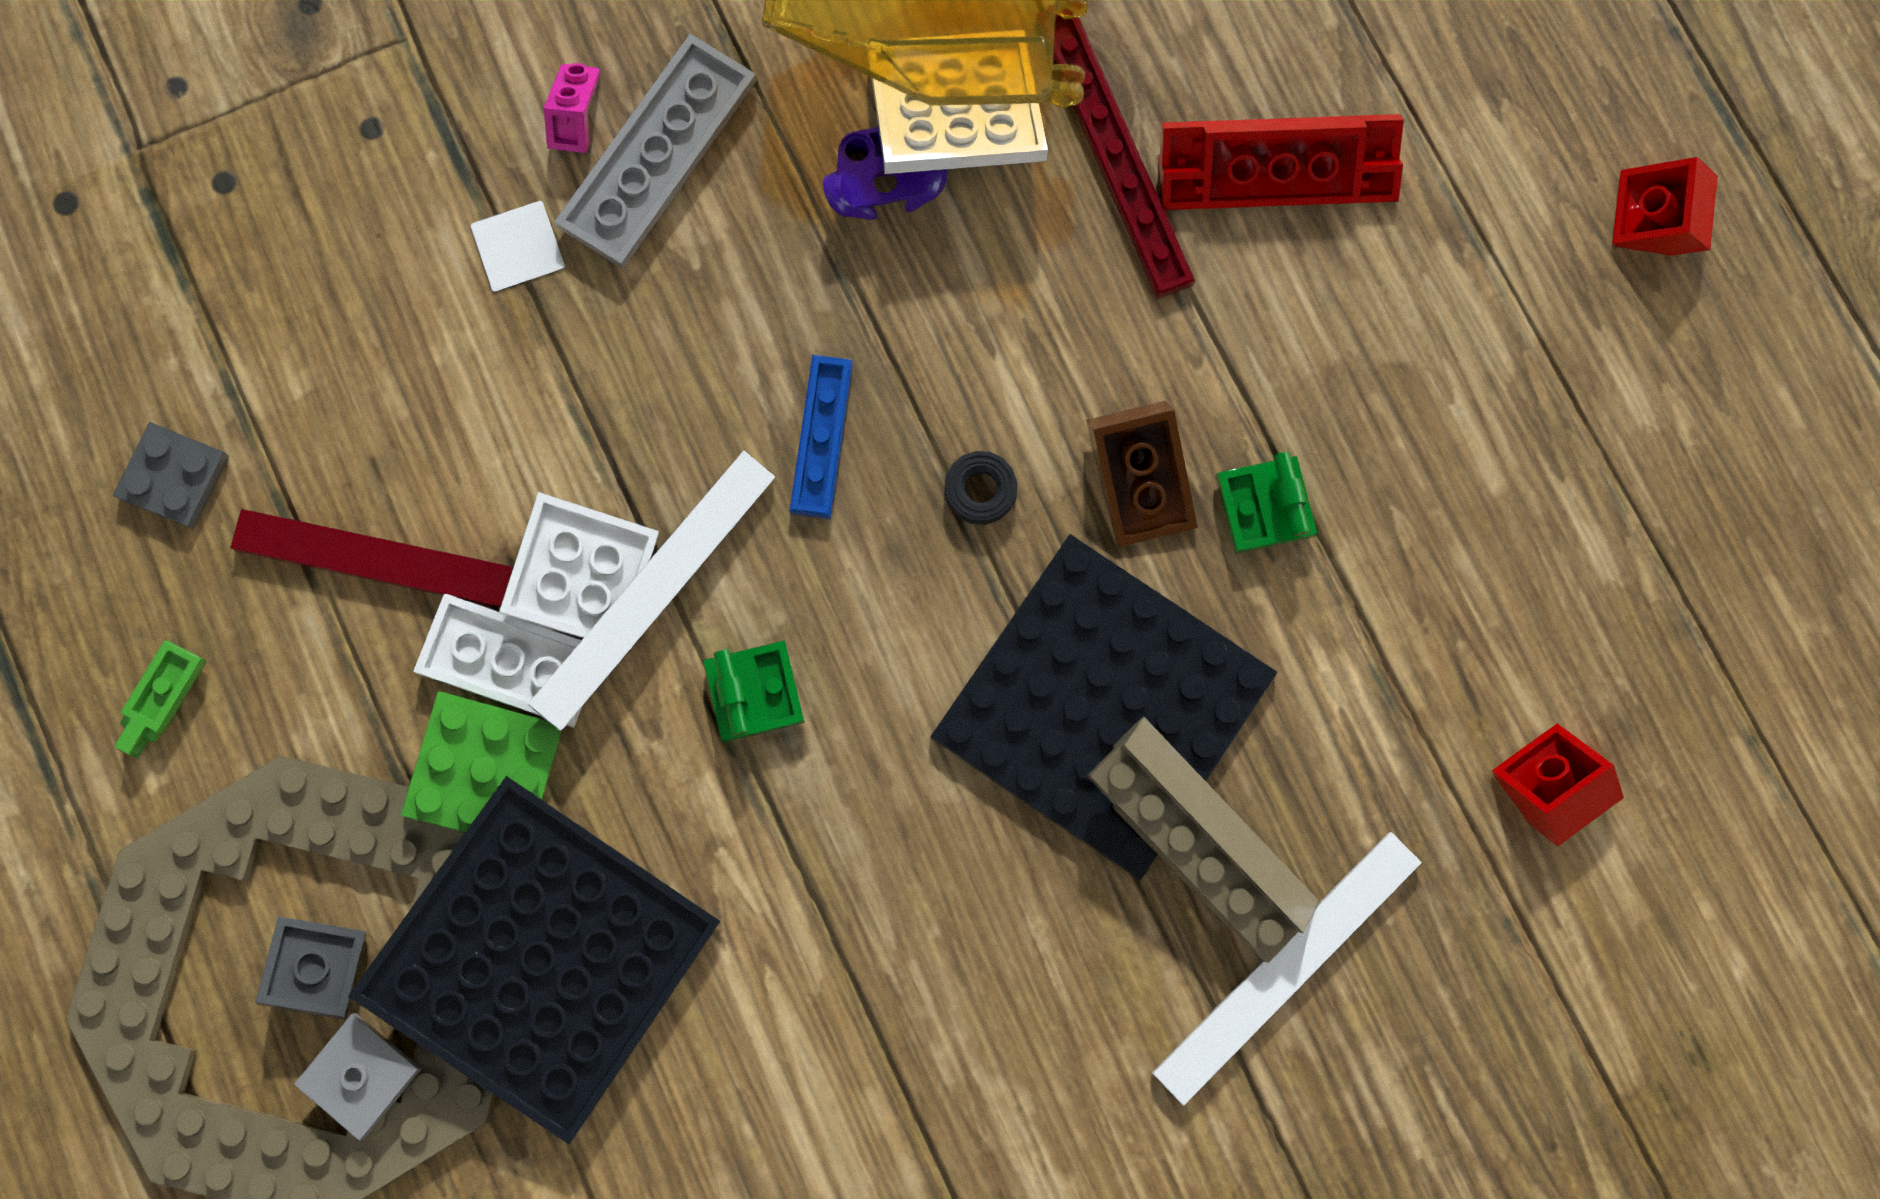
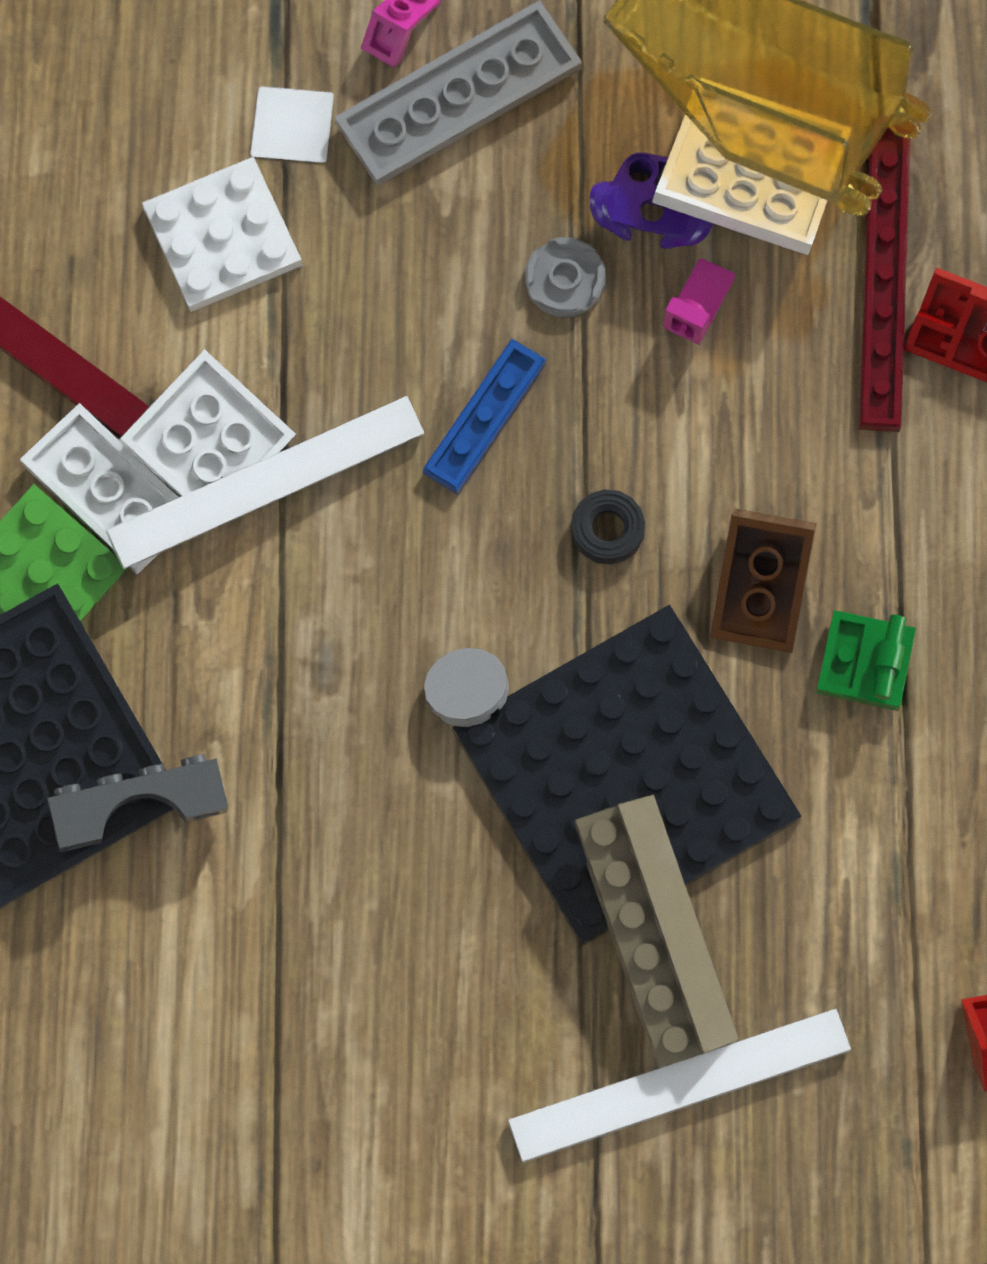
camera: 30 degrees right, 5 degrees down
(501, 375) = (222, 234): none -> white plate
(634, 984) = (190, 790): none -> dark grey arch
(753, 691) = (312, 614): green plate -> none
(832, 277) = (565, 277): none -> light grey tile
(926, 694) = (466, 687): none -> light grey tile
(963, 246) = (698, 301): none -> dark pink bracket

